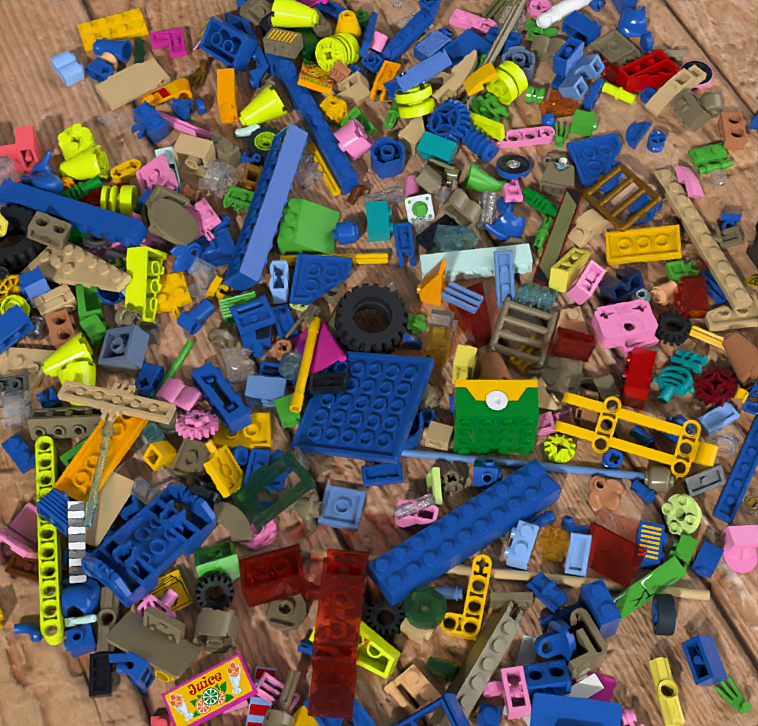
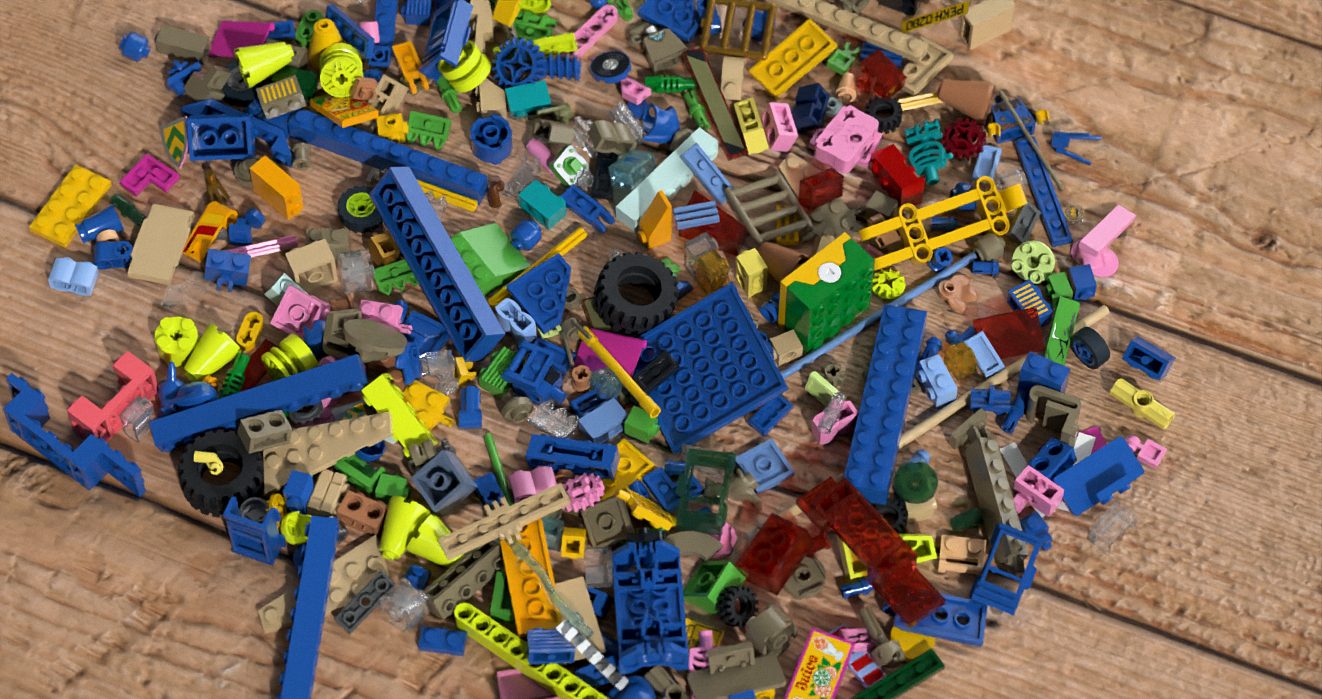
camera: 45 degrees left, 0 degrees up
(242, 132) = (330, 206): light aqua arm -> none
(246, 158) = (361, 235): blue arm -> none
(262, 108) = (323, 175): neon yellow cone -> none
(354, 139) = (446, 144): bright pink brick -> none
(472, 597) = (938, 447): yellow beam -> none
(480, 181) = (593, 101): bright green hat -> none
(486, 473) = (854, 347): blue brick -> none
(536, 297) = (749, 168): clear light blue piece -> none
(560, 641) = (1035, 428): blue tile -> none
(737, 702) = (1190, 370): bright green piece -> none

